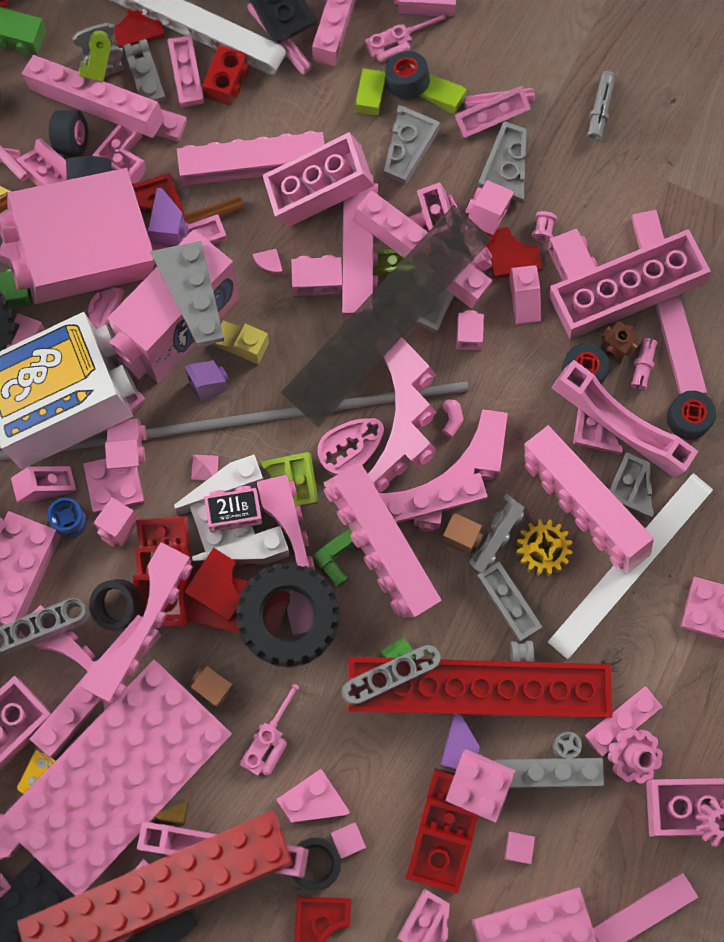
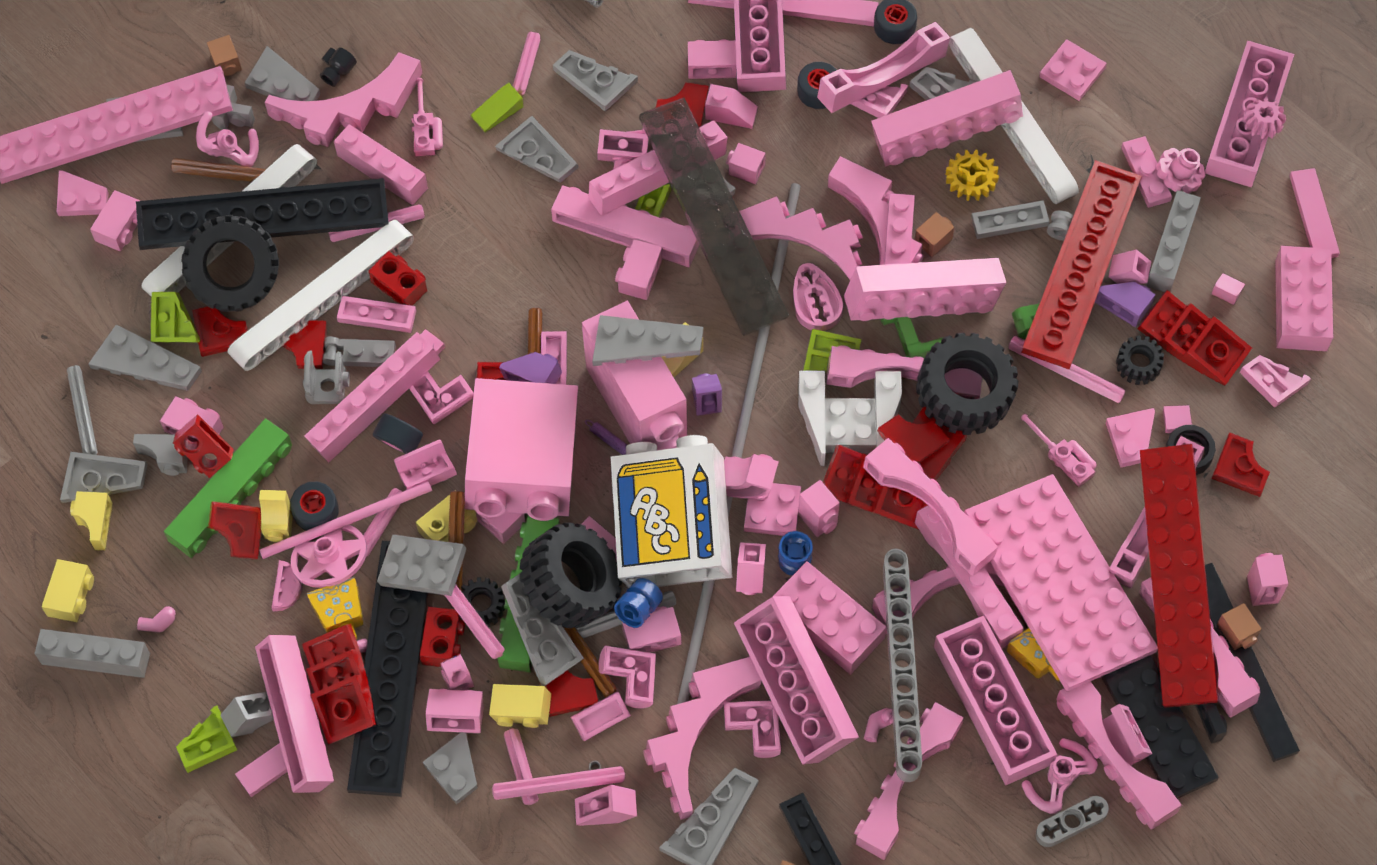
camera: 65 degrees left, 10 degrees down
(86, 166) = (454, 422): black wheel -> none
(97, 604) = (911, 524): black tyre -> none
(98, 58) = (345, 369): lime leg -> none
(103, 305) = (590, 464): bright pink tile -> none
(175, 814) = (1108, 546): pearl gold slope -> none
(204, 467) = (787, 427): bright pink slope -> none
(211, 686) = (1000, 480): nougat brick -> none
(232, 509) = (847, 402): brick -> none
(242, 158) = (495, 286): bright pink brick -> none
(268, 261) = (604, 303): bright pink tile -> none
(318, 180) = (552, 228): bright pink brick -> none
(359, 732) = (1075, 374): none -> bright pink axle
(370, 92) = (470, 165): lime slope -> none
(392, 677) = (1051, 319): light grey beam -> none
(407, 74) = (470, 126): black wheel -> none
(411, 770) = (1140, 347): none -> black tyre
(455, 416) = (822, 204): bright pink arm -> none
(480, 785) = (1169, 289): bright pink plate -> none
(489, 206) = (633, 99): bright pink brick -> none
(492, 111) = (539, 70): bright pink plate -> none
(495, 738) = (1130, 267): none -> bright pink brick
(501, 524) = (945, 201): light grey wing -> none
(544, 226) = (670, 70): bright pink bush -> none
(570, 742) = (1153, 213): light grey wheel -> none
(619, 341) = (806, 48): copper brick -> none
(644, 364) = (832, 40): bright pink pin -> none

